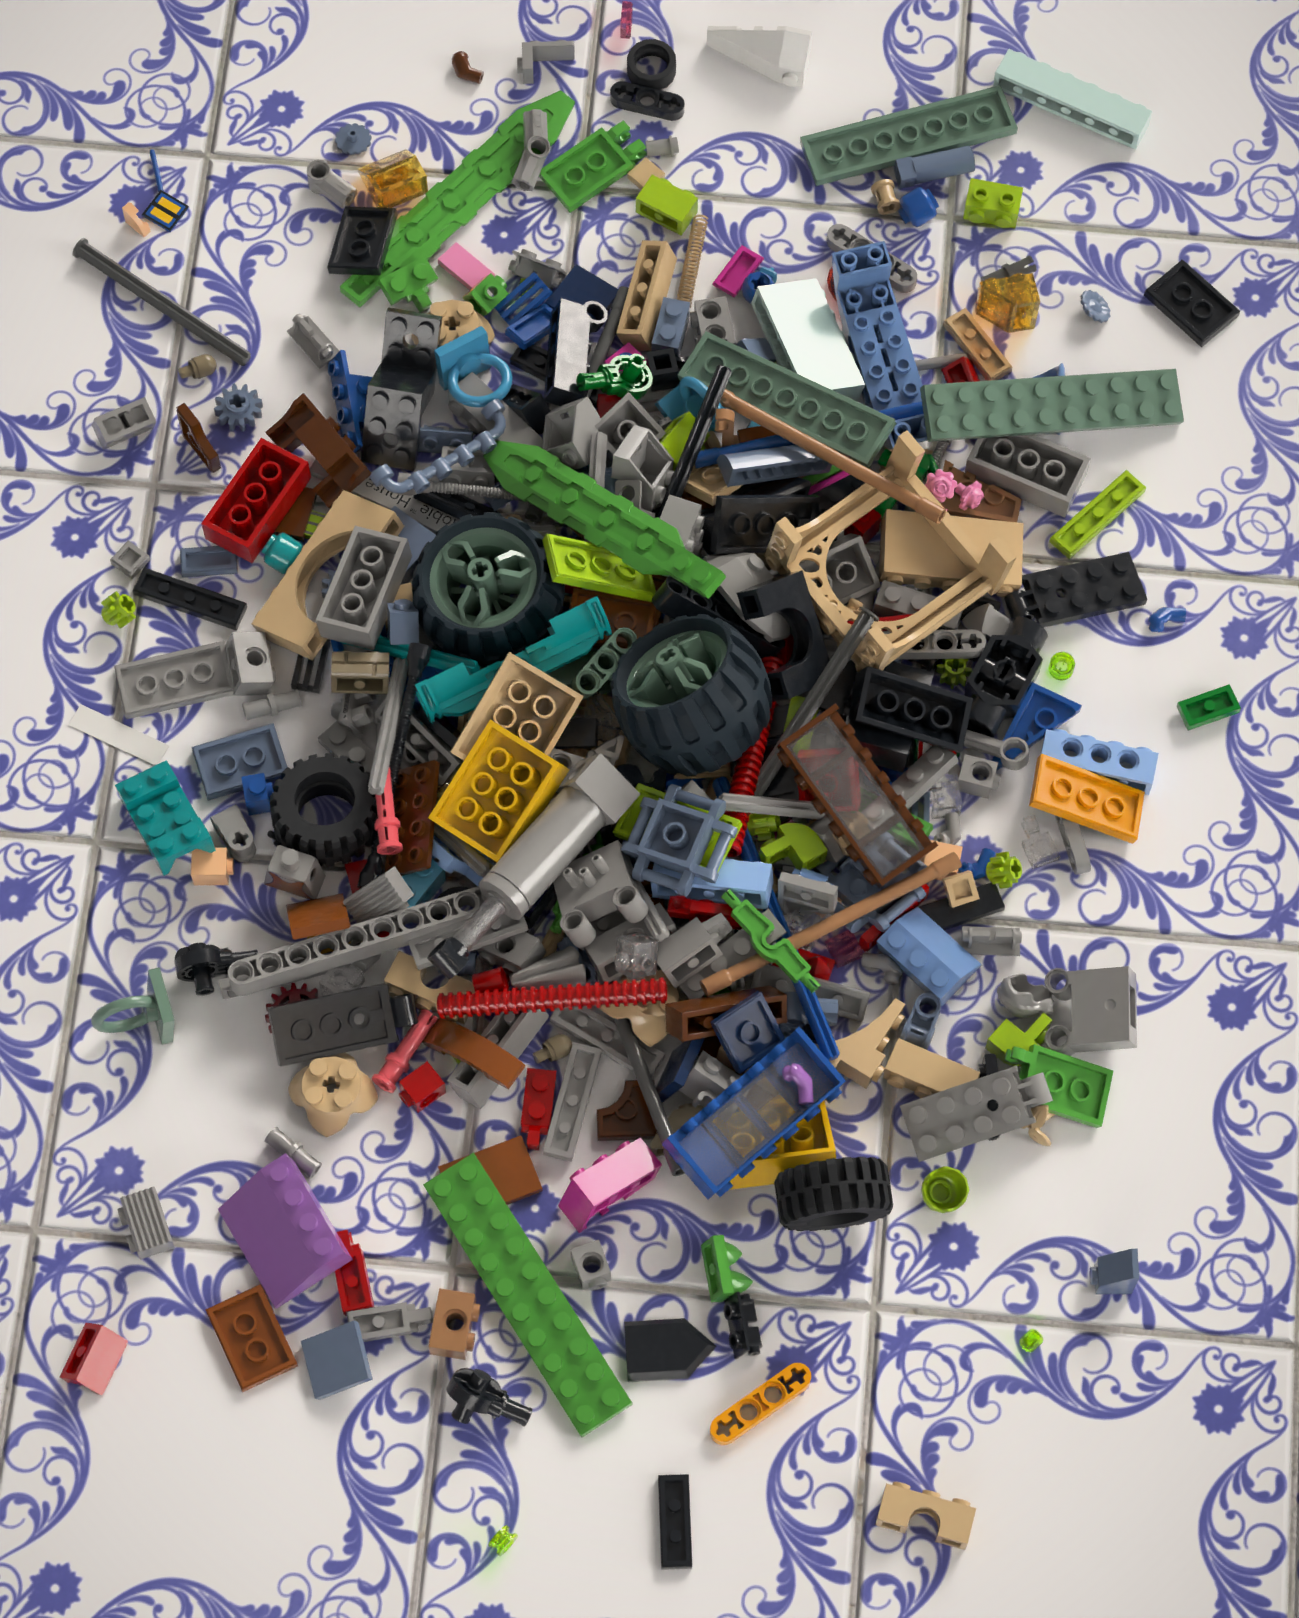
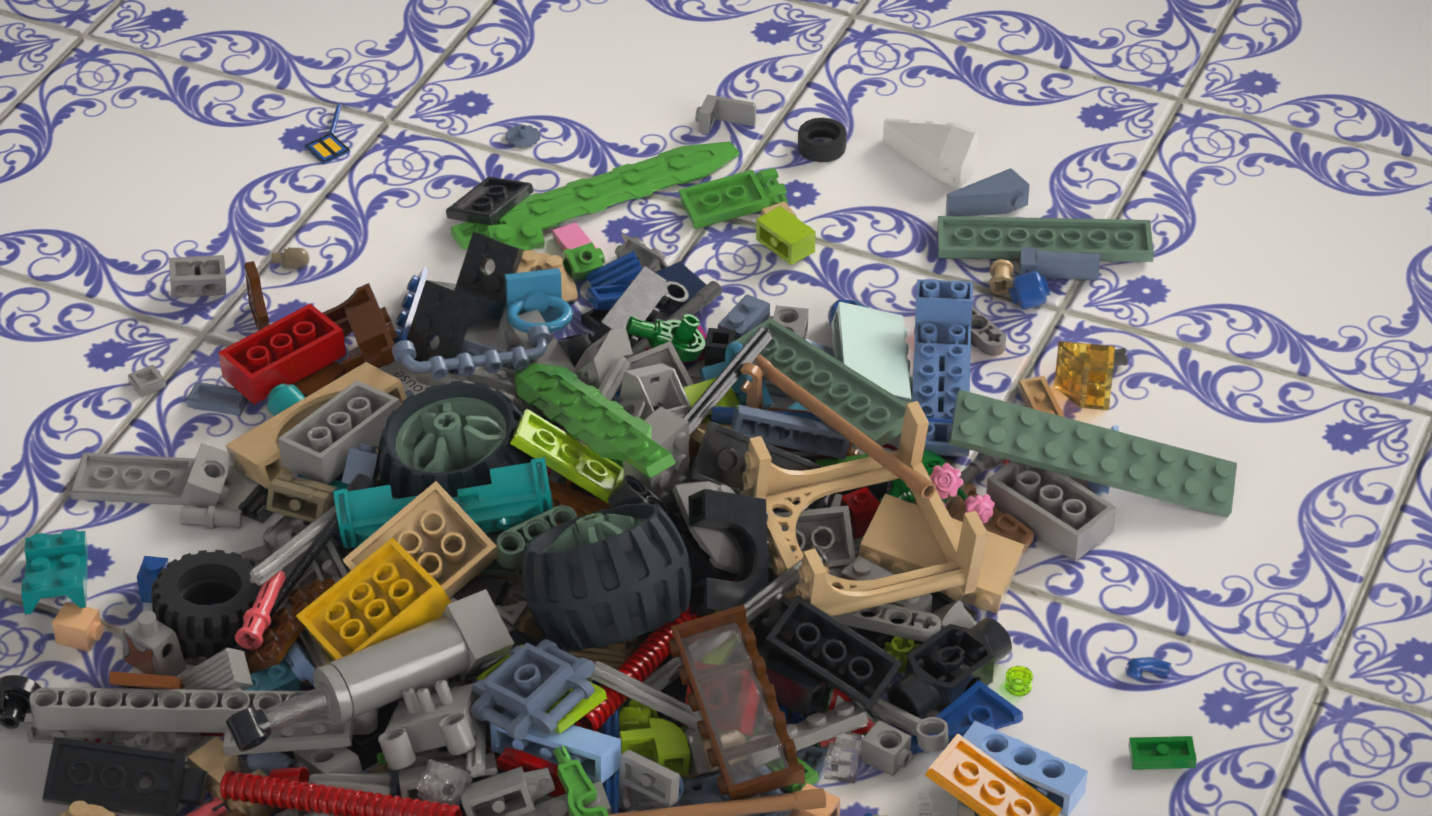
camera: 20 degrees right, 25 degrees down
(118, 609) = (111, 409): lime gear -> none
(118, 735) = (55, 507): white sticker -> none
(132, 219) = (293, 145): light nougat tile -> none
(161, 302) = (238, 156): dark grey axle -> none
(190, 598) = (182, 420): black tile -> none
(233, 831) = (116, 607): light grey piece -> none
(242, 754) = (133, 545): sand blue tile -> none
(249, 408) = (309, 290): sand blue gear -> none
(312, 340) = (404, 259): light grey hinge -> none
(330, 184) = (481, 157): light grey piece -> none
(394, 179) = (543, 166): clear yellow slope -> none
(463, 68) = (648, 109): reddish brown arm -> none
(534, 137) = (681, 171): light grey piece -> none
(626, 20) = (814, 103): clear pink tile -> none
(645, 294) = (749, 275): tan brick -> none
(652, 110) = (791, 159): black beam -> none
(662, 147) = (804, 198): light grey pin -> none
(697, 237) = (792, 285): tan piece -> none
(736, 270) = (821, 304): dark pink tile -> none
(842, 94) = (989, 196): none -> sand blue slope
(953, 831) = (842, 786): light grey arm -> none
(993, 203) = (1105, 303): lime brick -> none
(1072, 98) = (1219, 246): light aqua brick -> none
(1089, 591) = (1067, 621): black hinge -> none
(1095, 306) = (1175, 402): sand blue piece -> none
(1097, 514) = (1110, 567): lime tile -> none
(1192, 303) = (1278, 425): black tile -> none

